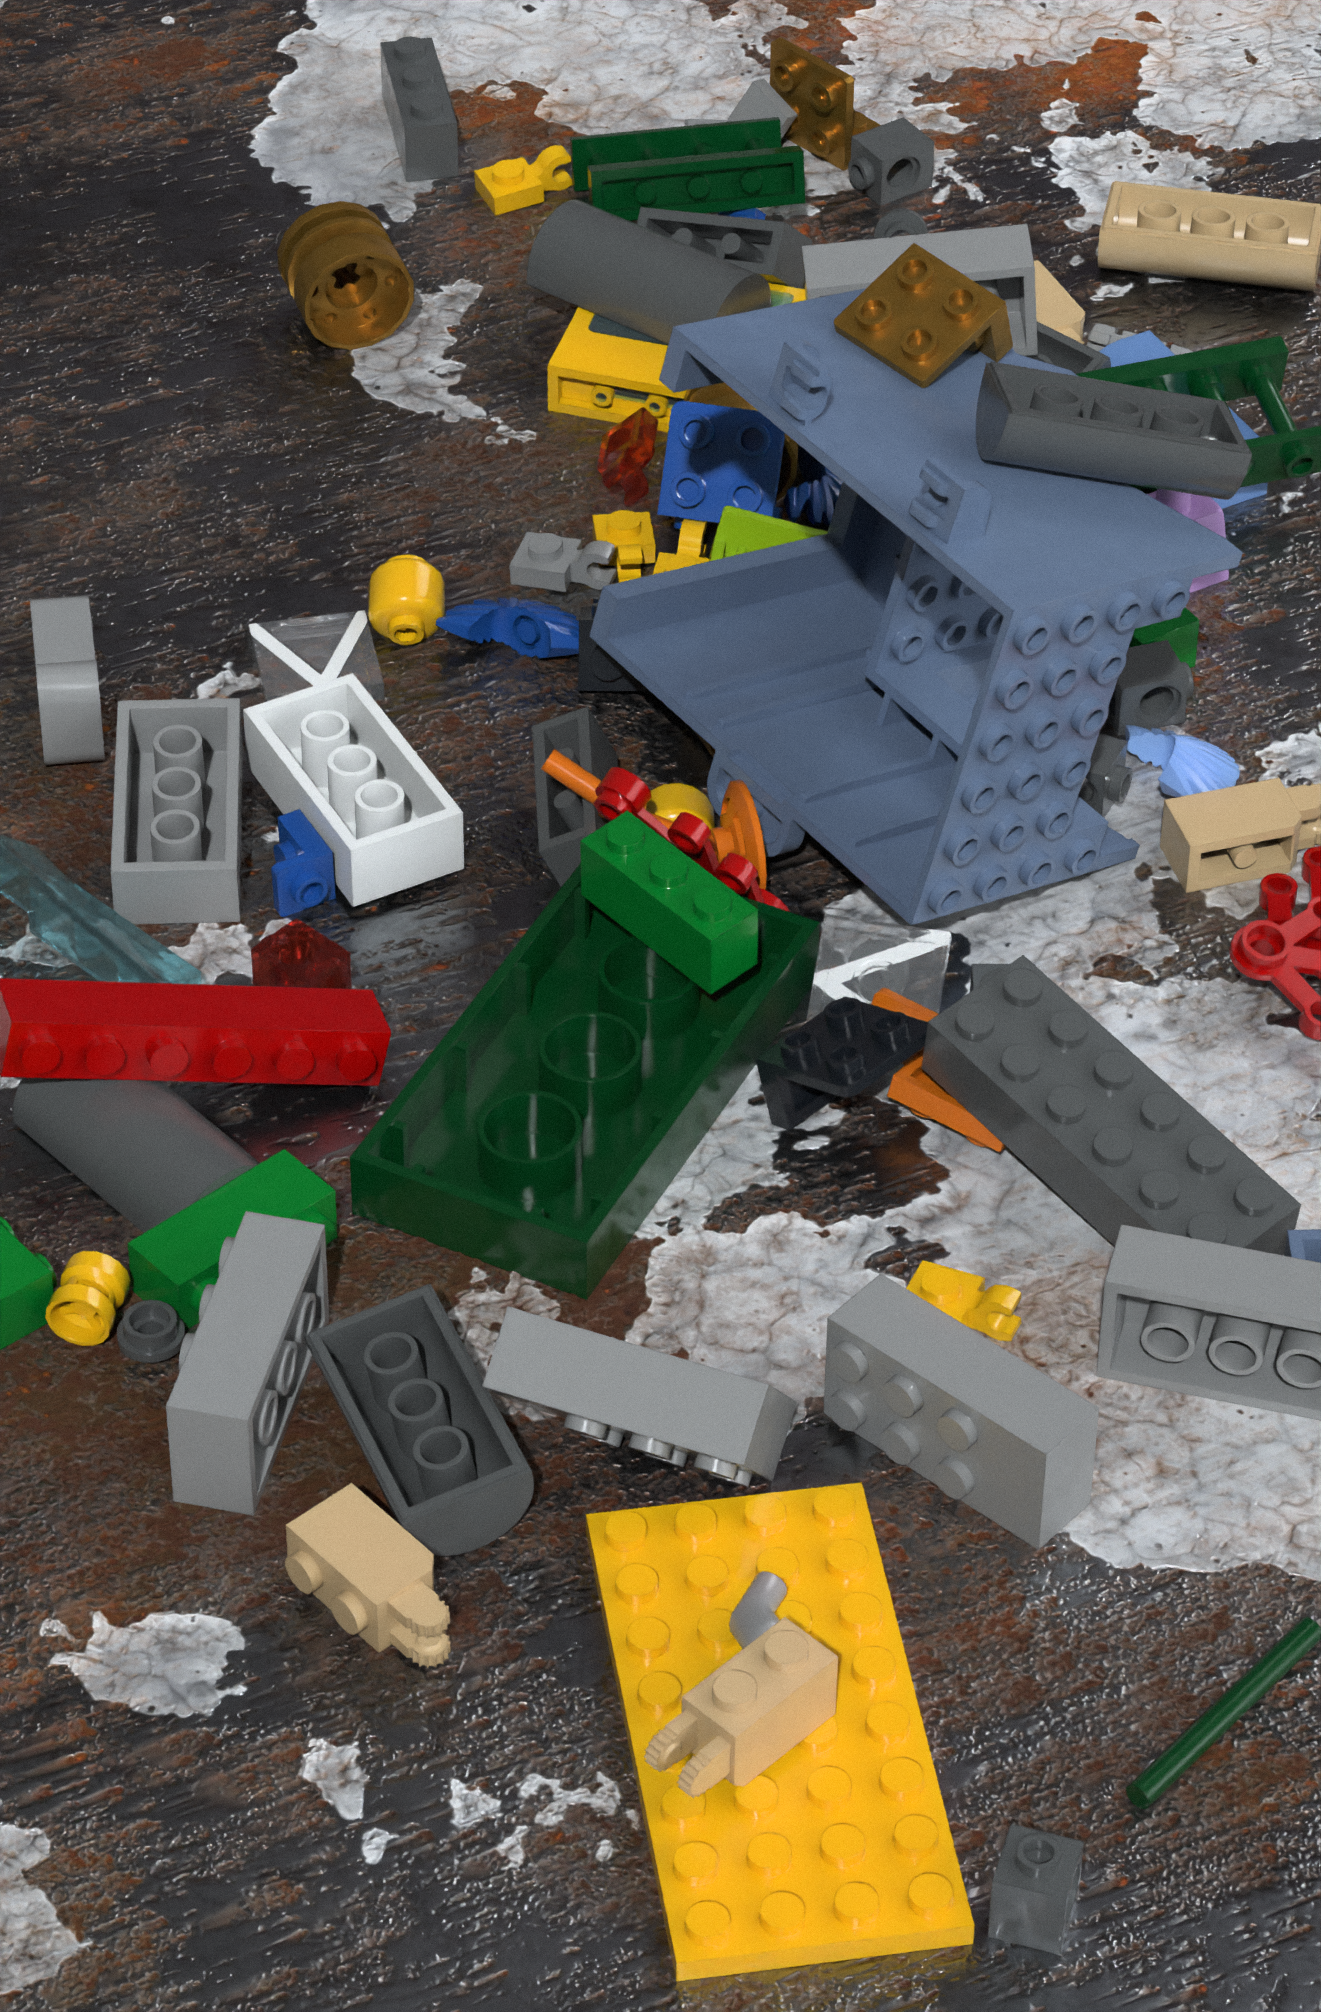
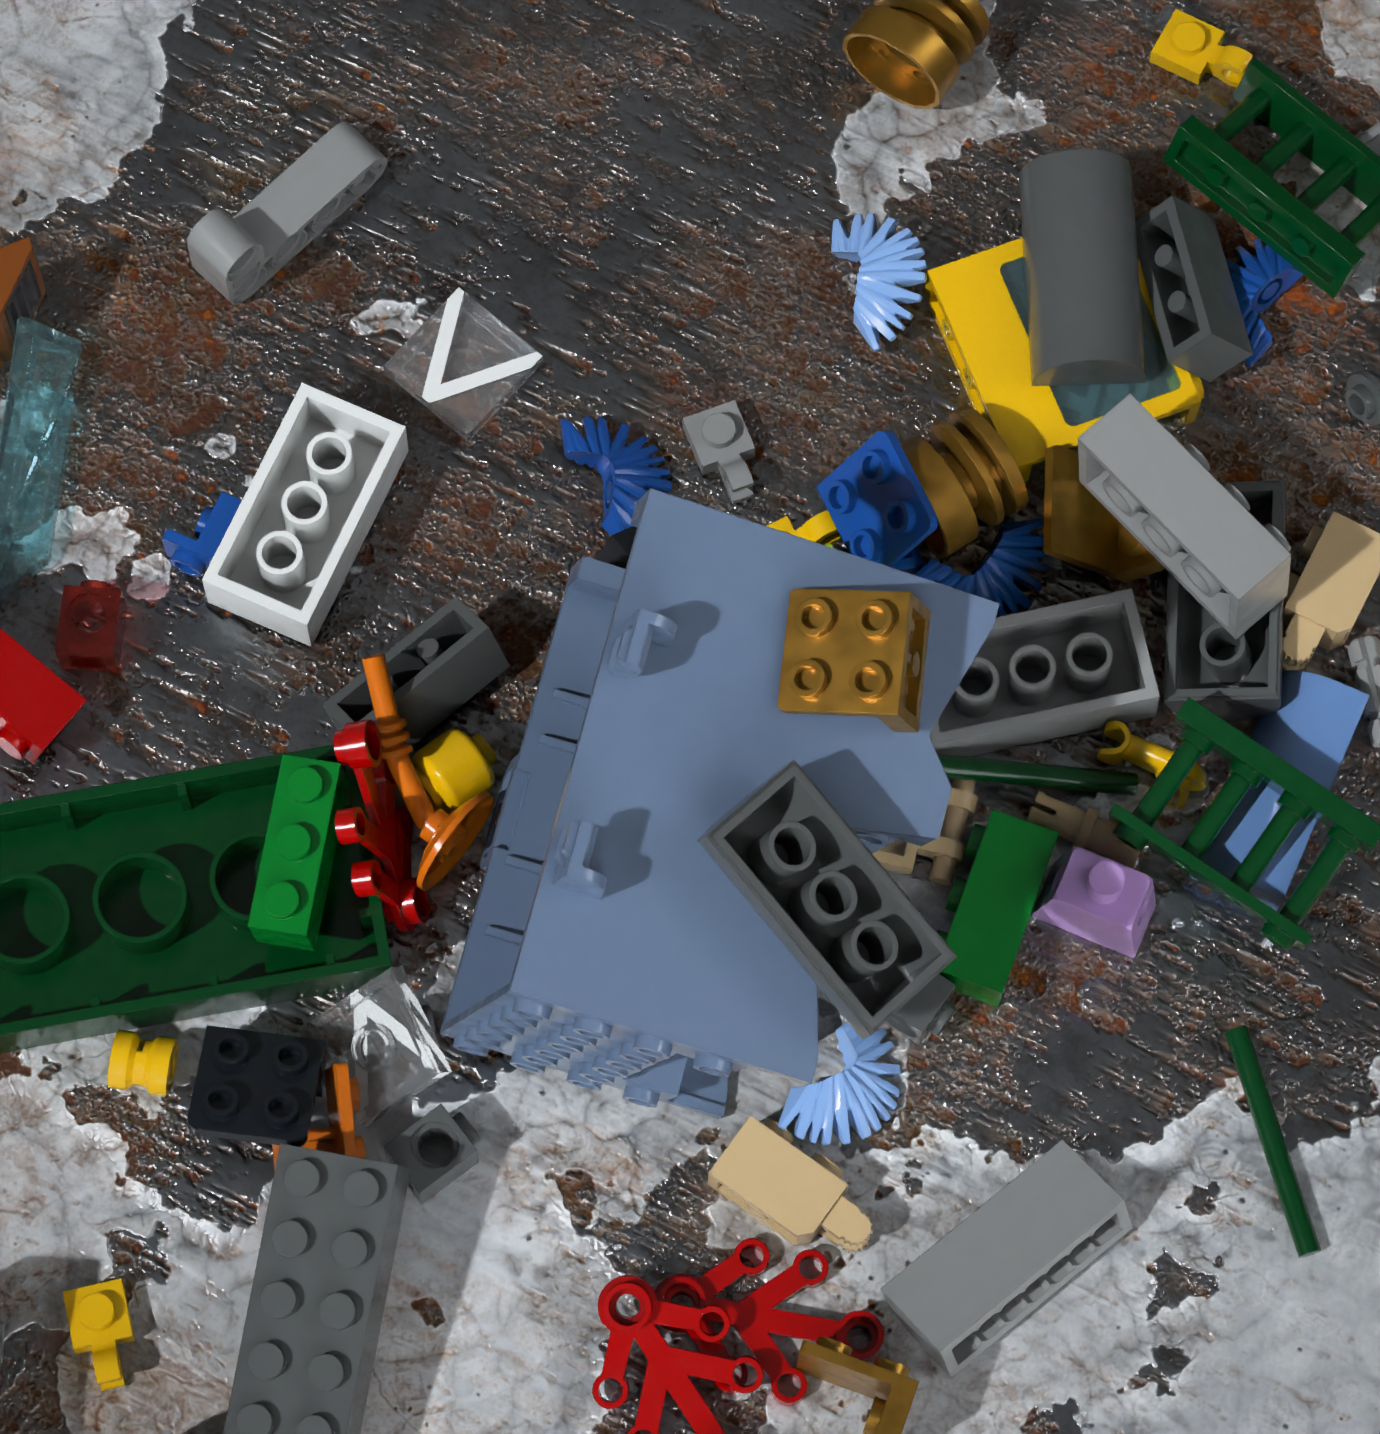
camera: 50 degrees right, 30 degrees up
(177, 811) = (189, 411): light grey brick -> none
(406, 597) = (571, 379): yellow head -> none
(518, 398) = (886, 268): none -> light blue hair
(626, 452) = (892, 399): clear red plate -> none
(632, 538) = (785, 477): yellow plate -> none
(731, 1146) = (143, 1063): none -> yellow wheel

